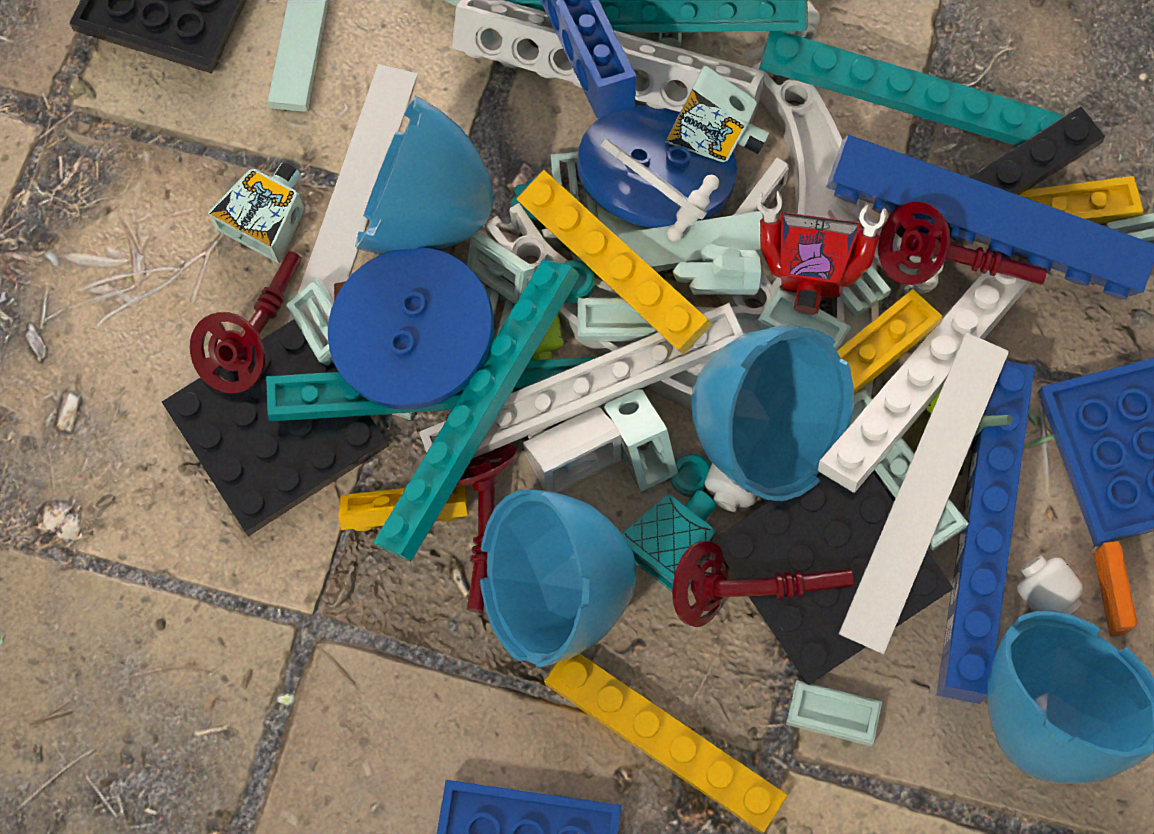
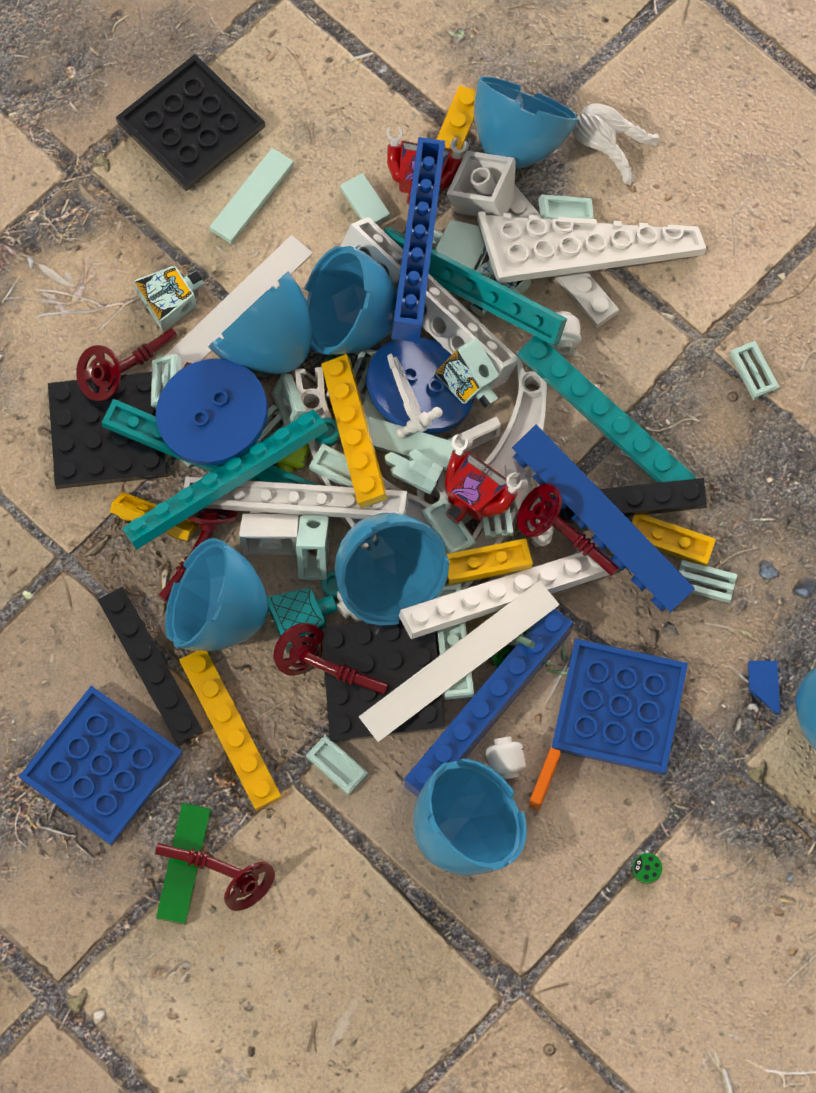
camera: 25 degrees right, 0 degrees up
(510, 710) = (150, 666): none -> black plate
(511, 99) = (349, 302): none -> dark azure piece

